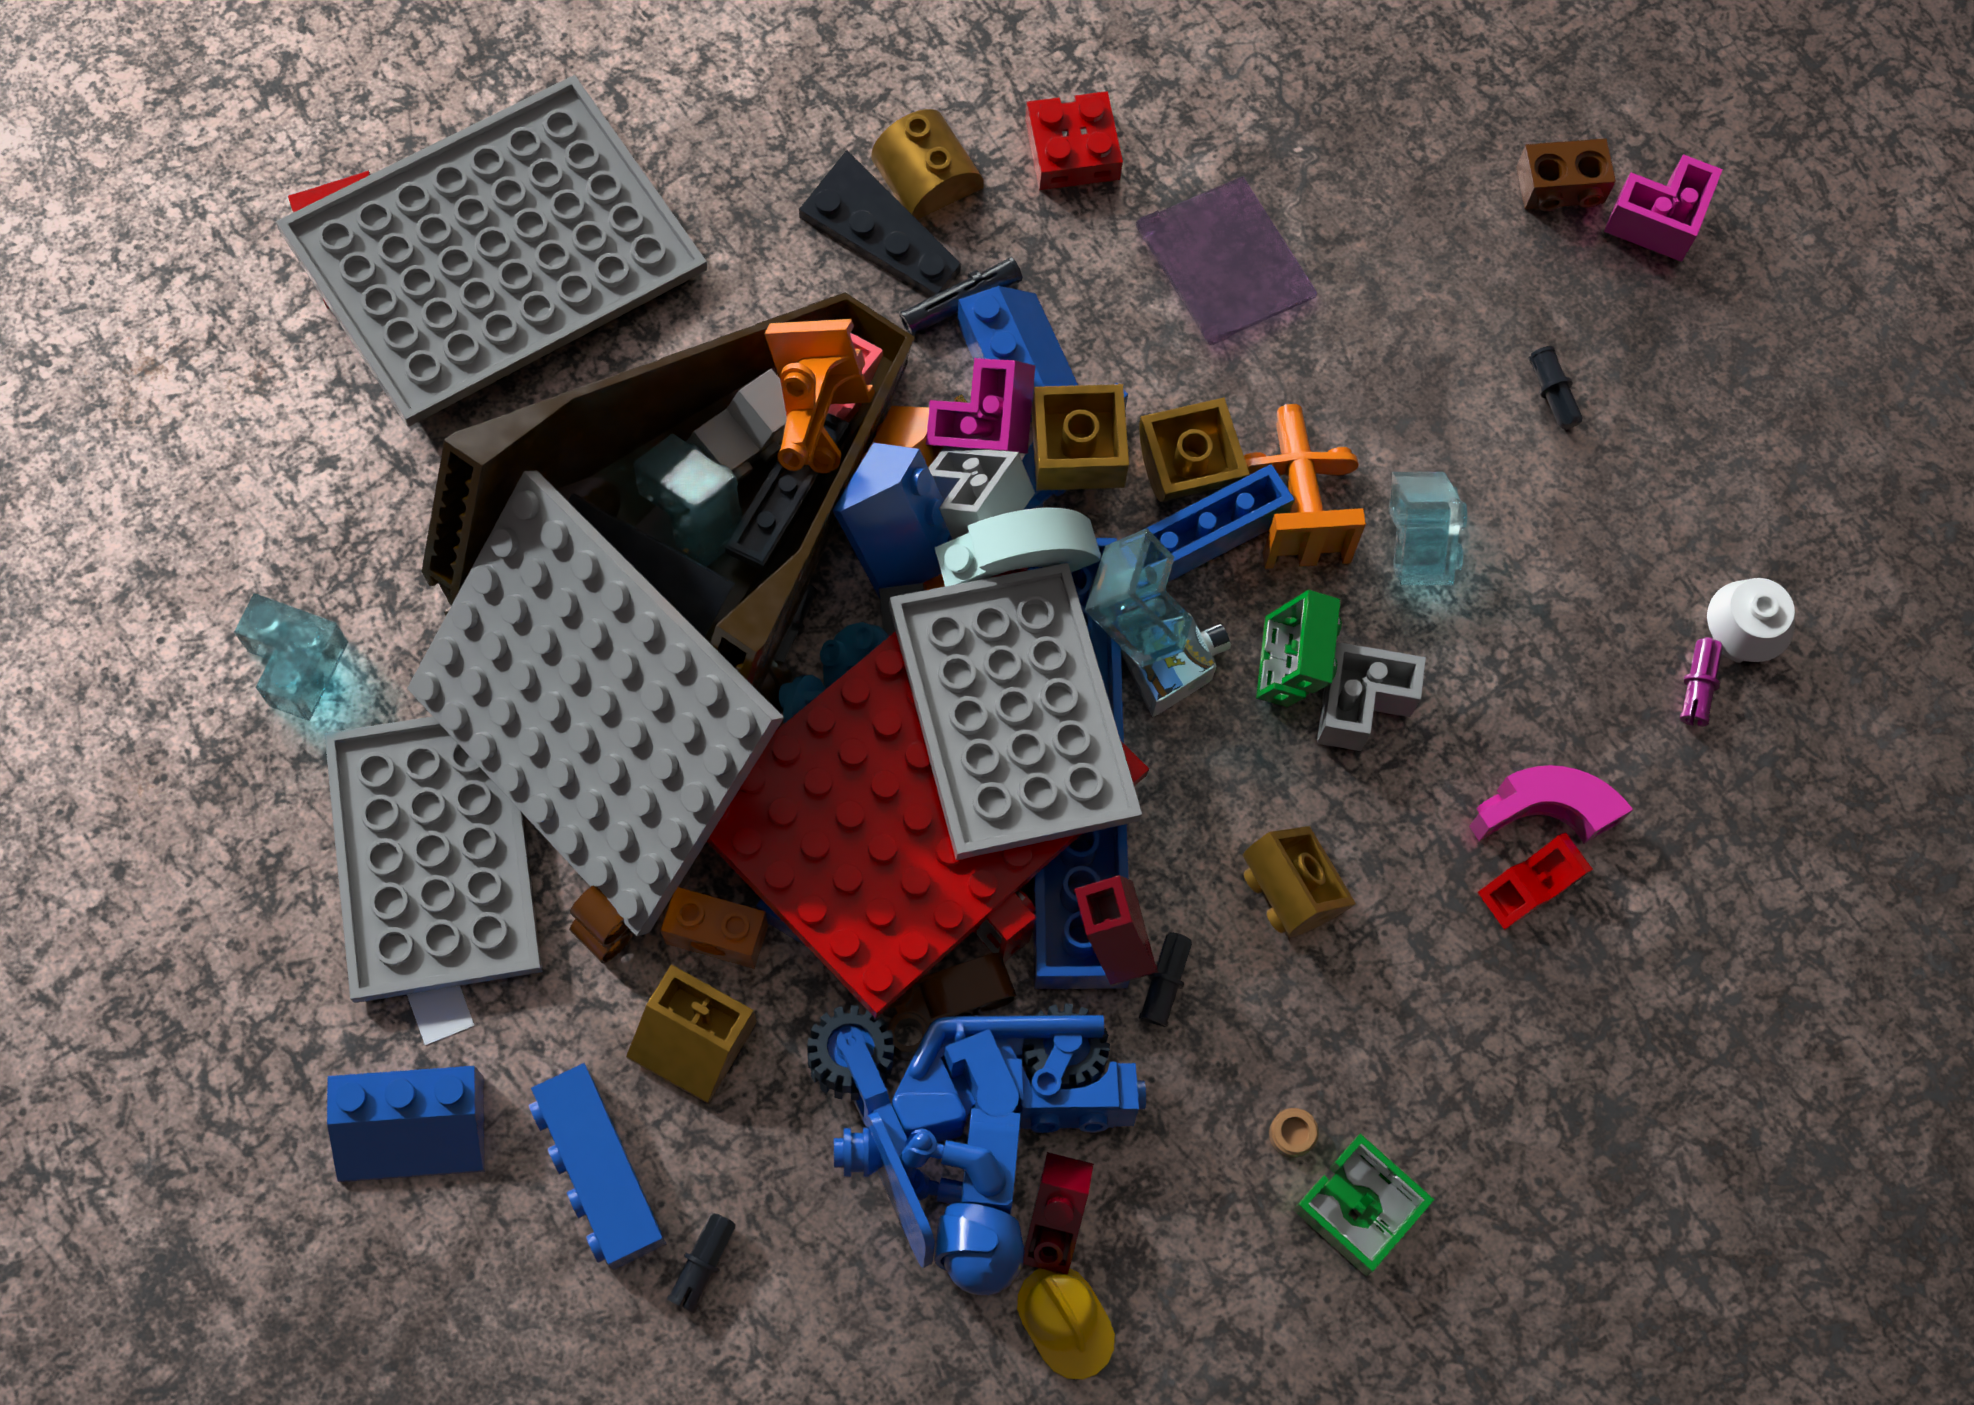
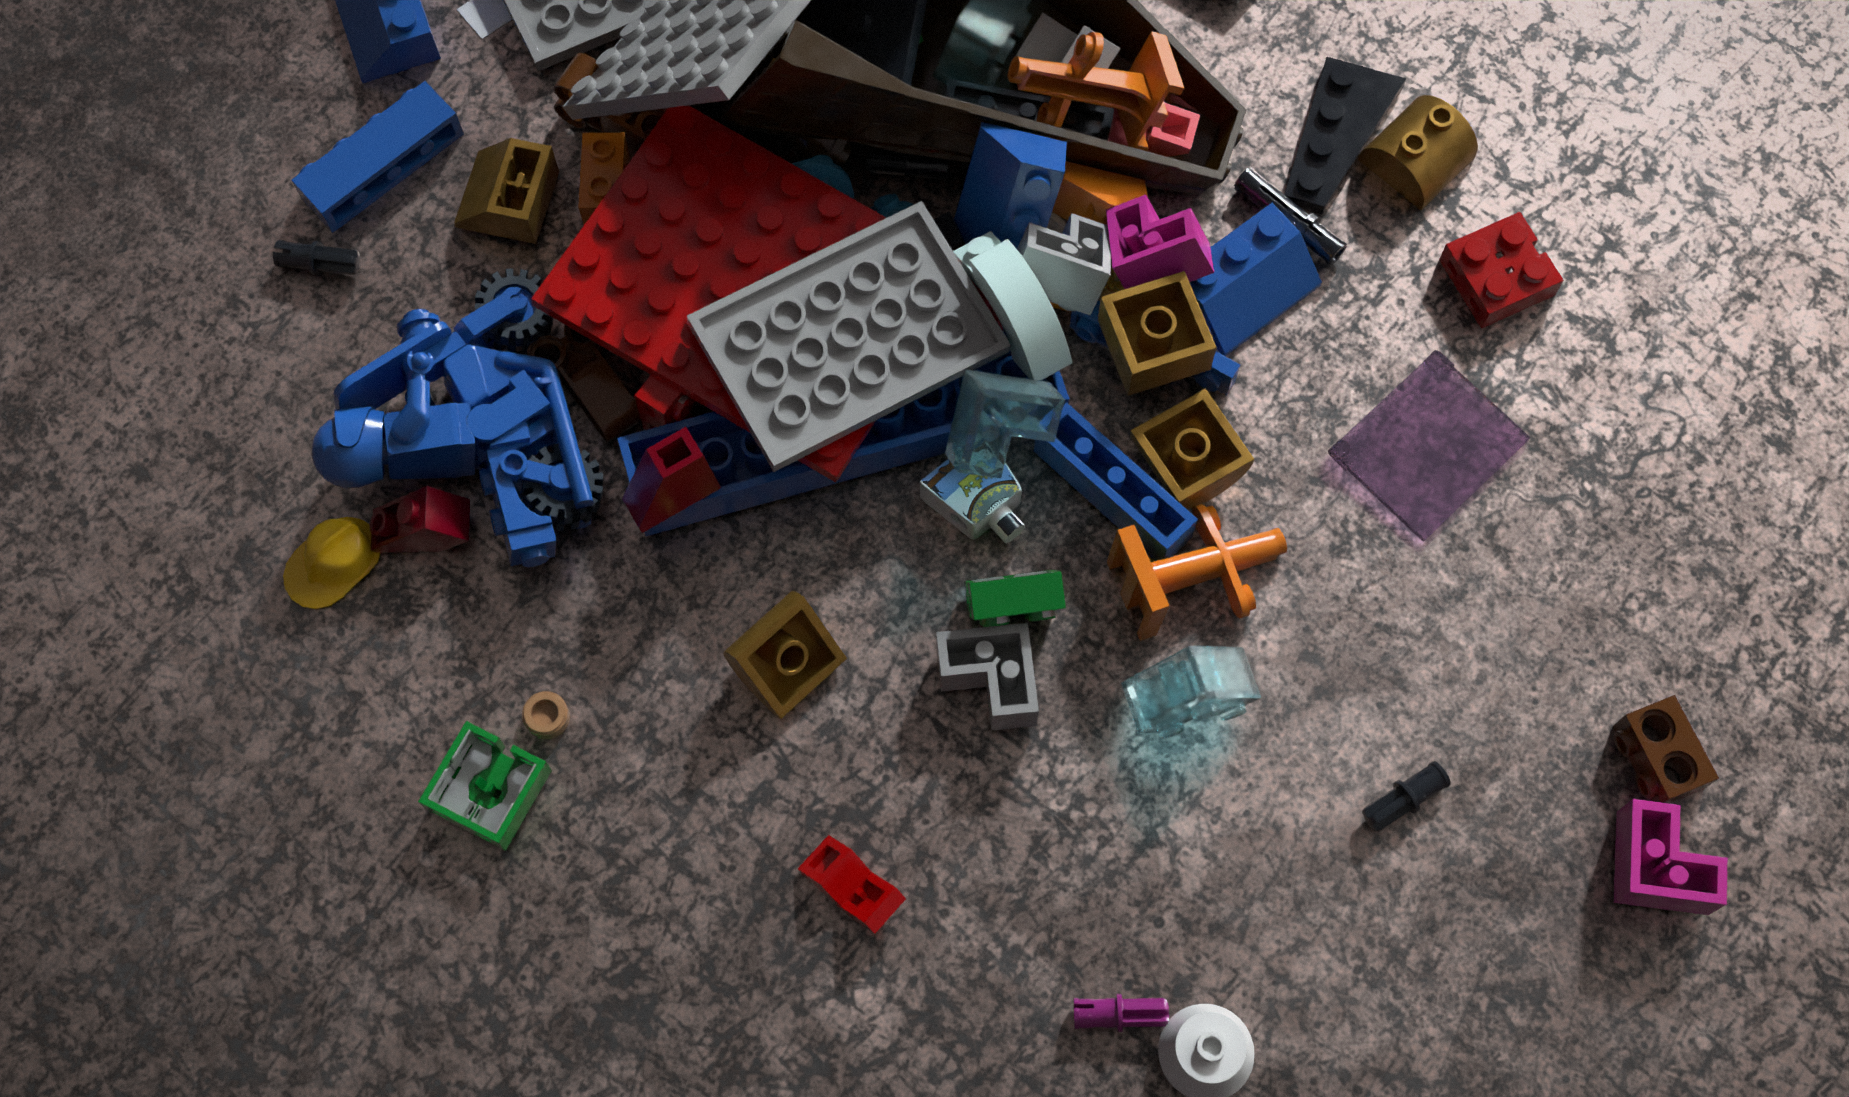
camera: 80 degrees right, 0 degrees up
(1167, 980) = (659, 565): black axle -> none
(1553, 791) = (949, 904): dark pink arch -> none

